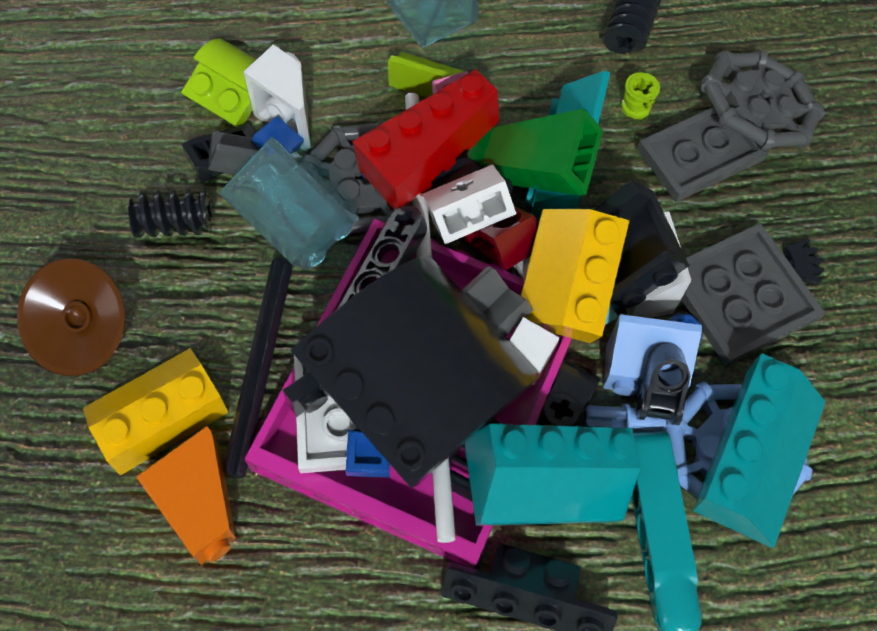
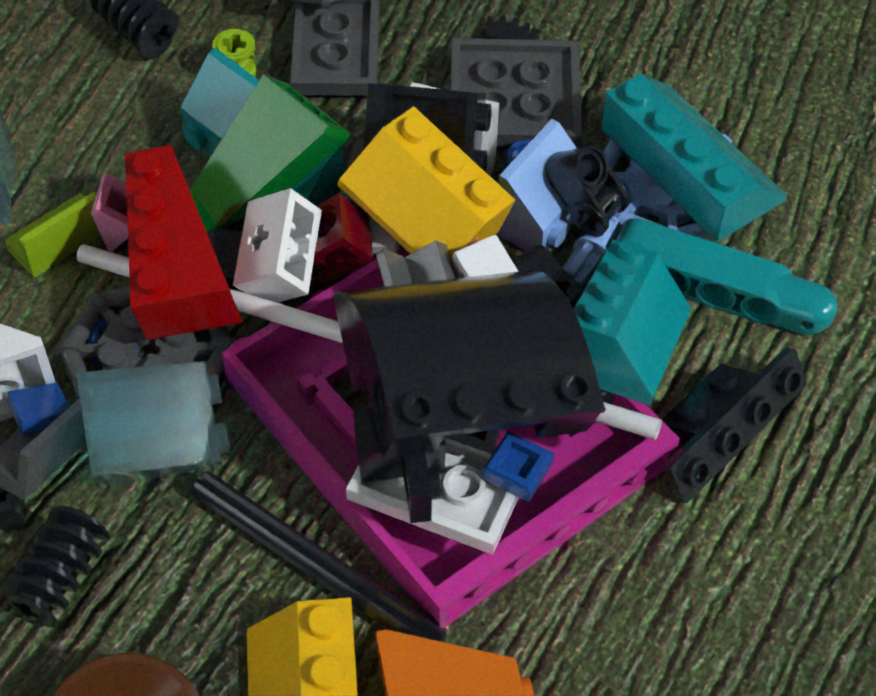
camera: 60 degrees left, 10 degrees down
(388, 240) = (304, 367): black beam -> none

